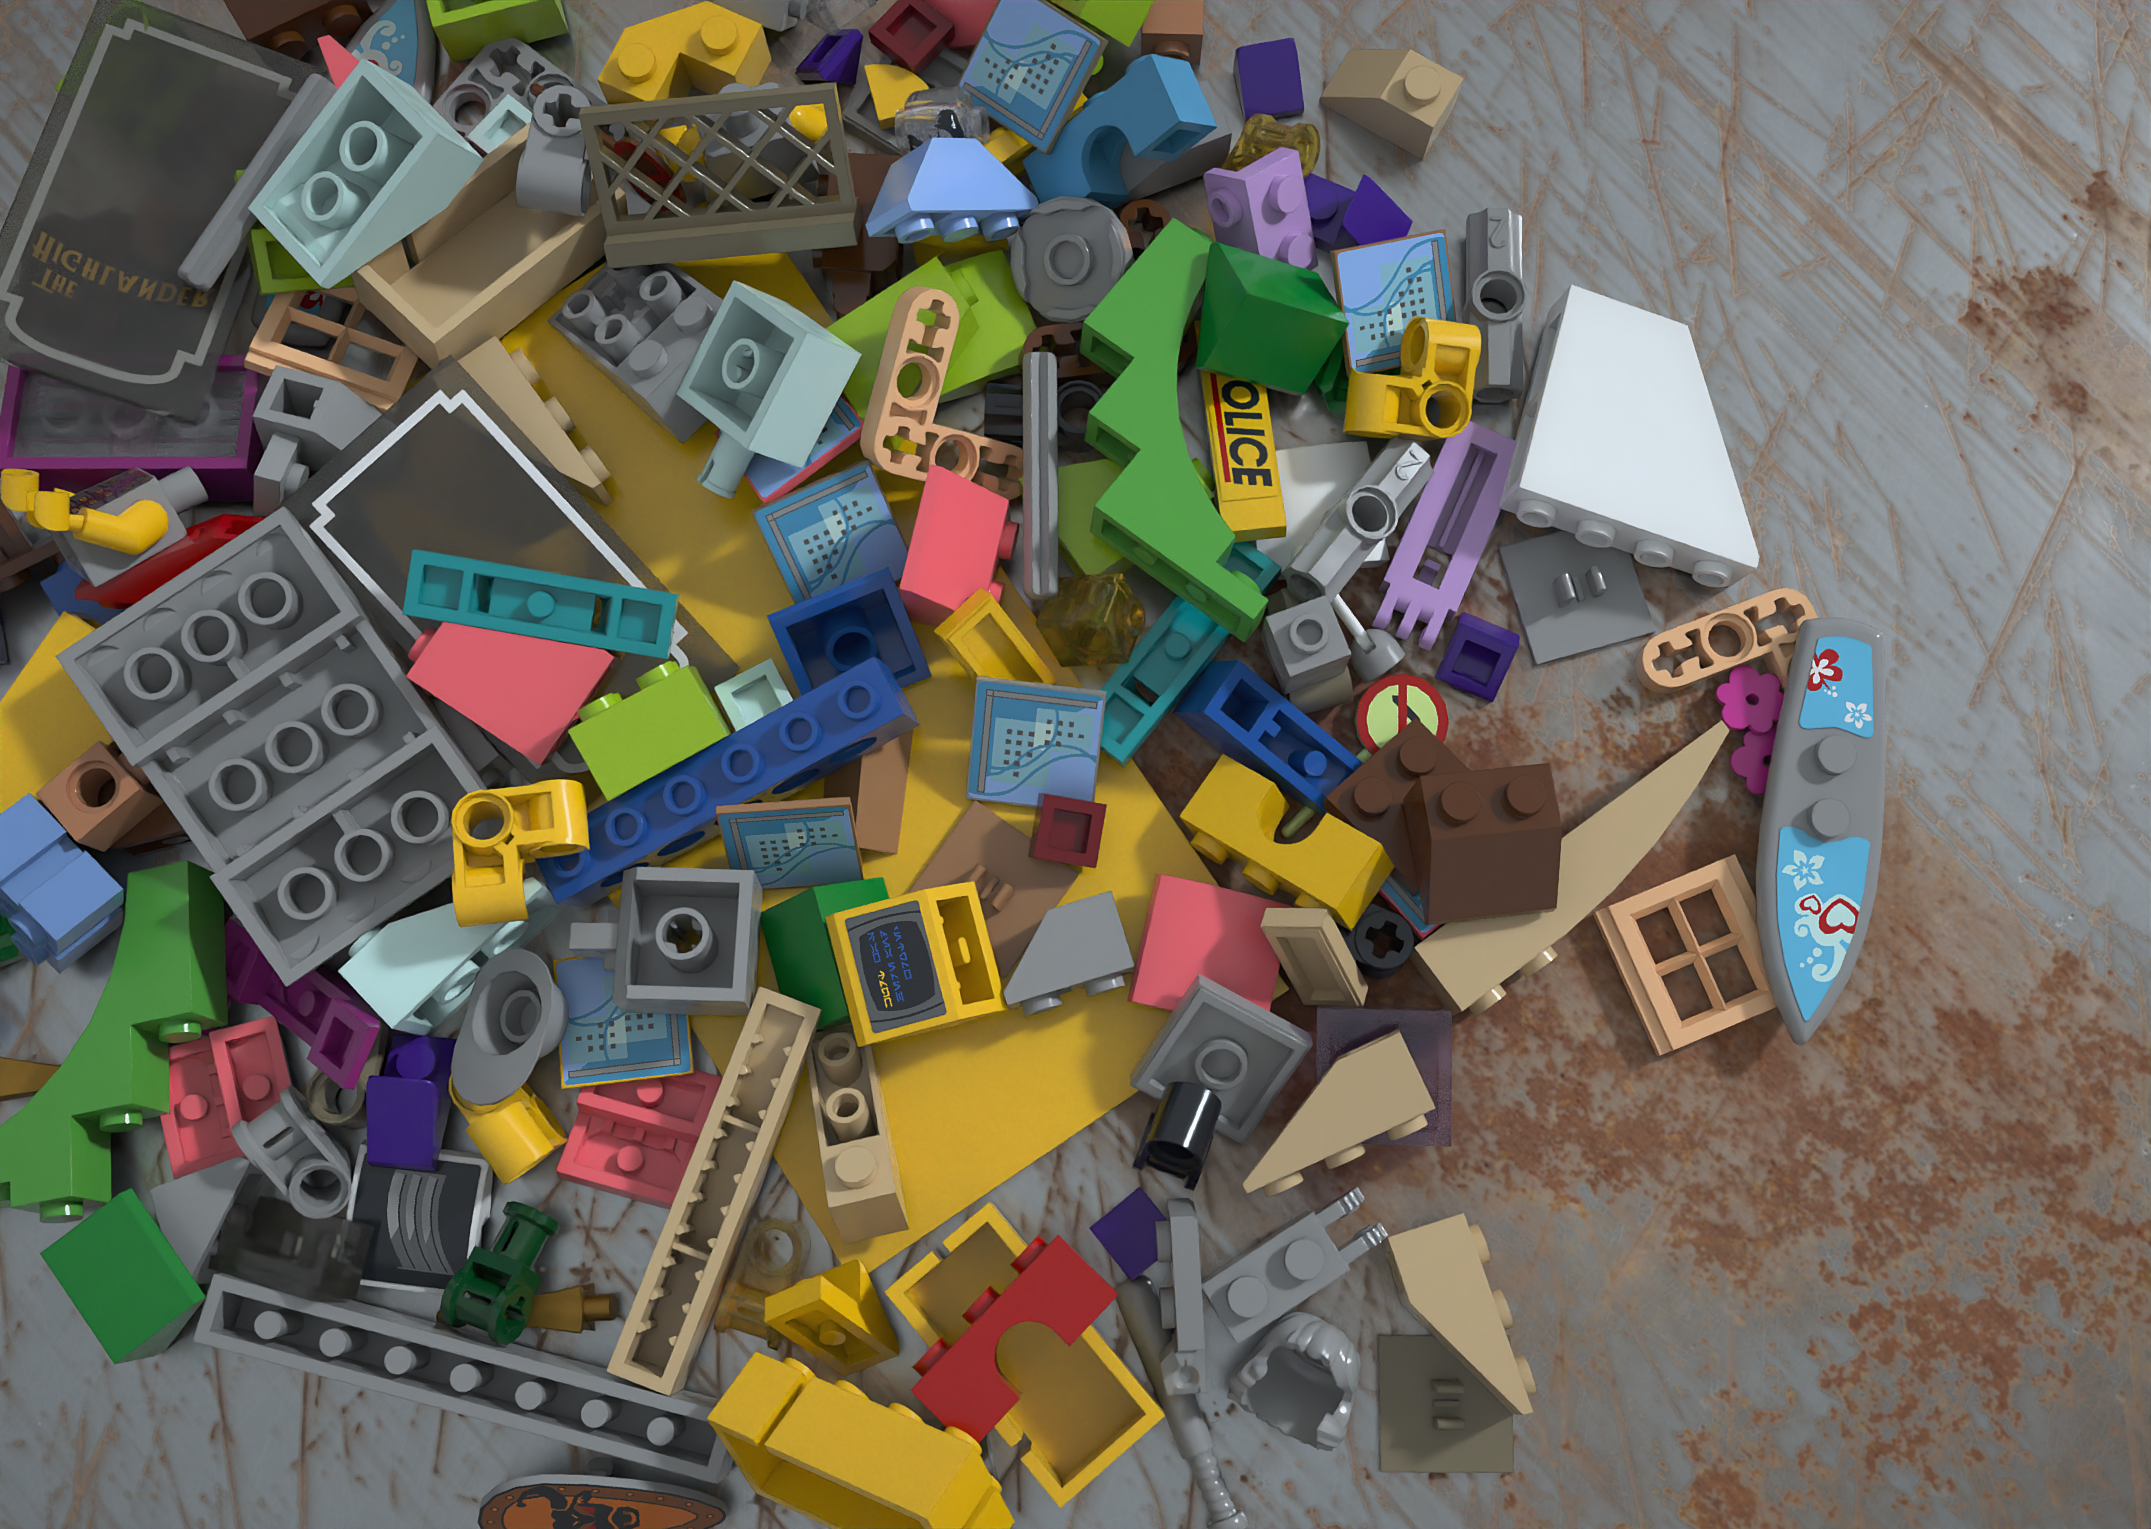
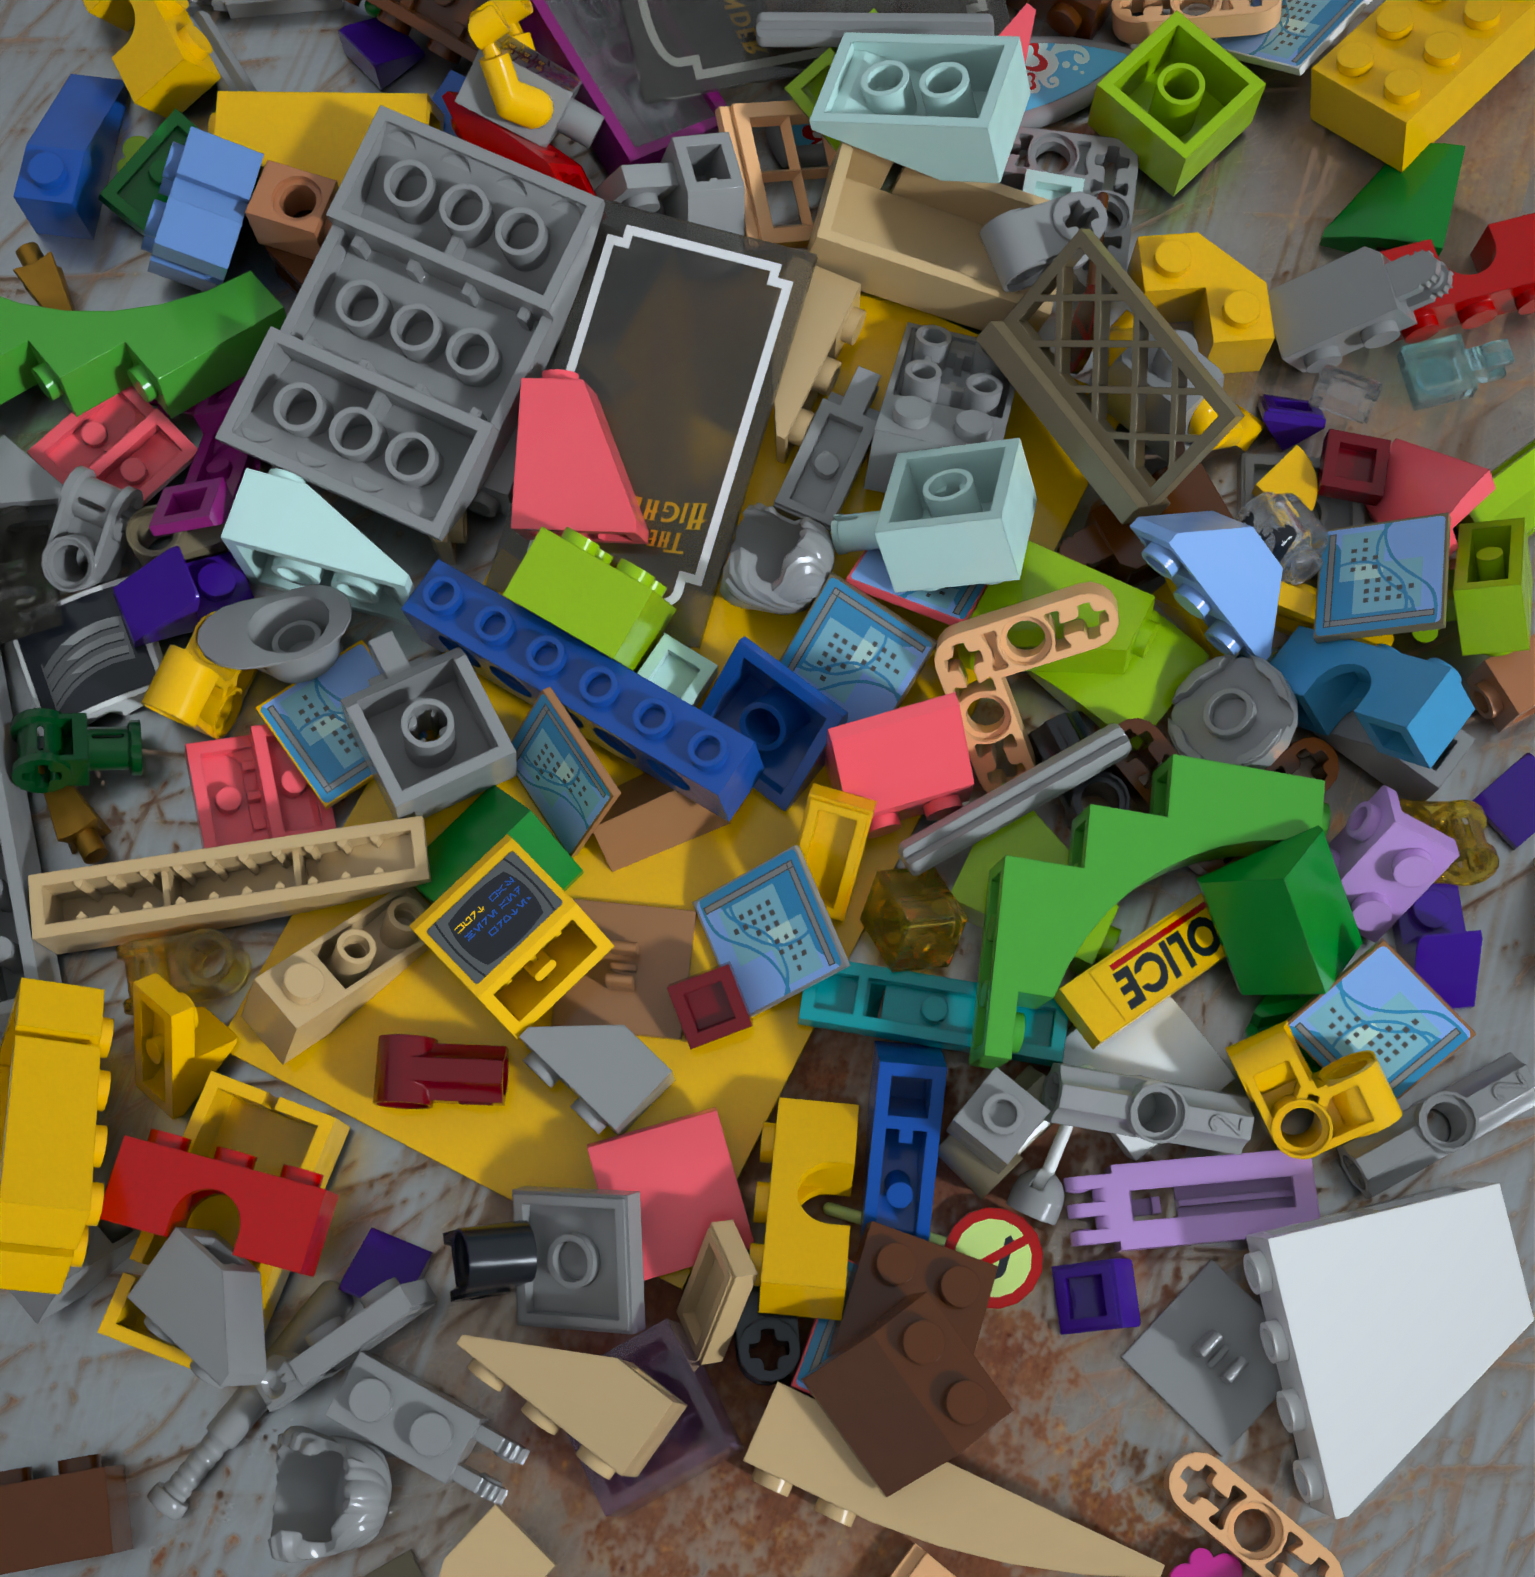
camera: 60 degrees right, 5 degrees down
(538, 823) = (386, 537): yellow piece -> none
(539, 604) = (646, 449): teal hinge -> none
(635, 454) = (831, 453): none -> light grey hinge
(707, 554) = (776, 562): none -> light grey hair
(987, 1106) = (421, 1072): none -> dark red piece
(1095, 1393) = (206, 1306): none -> light grey slope

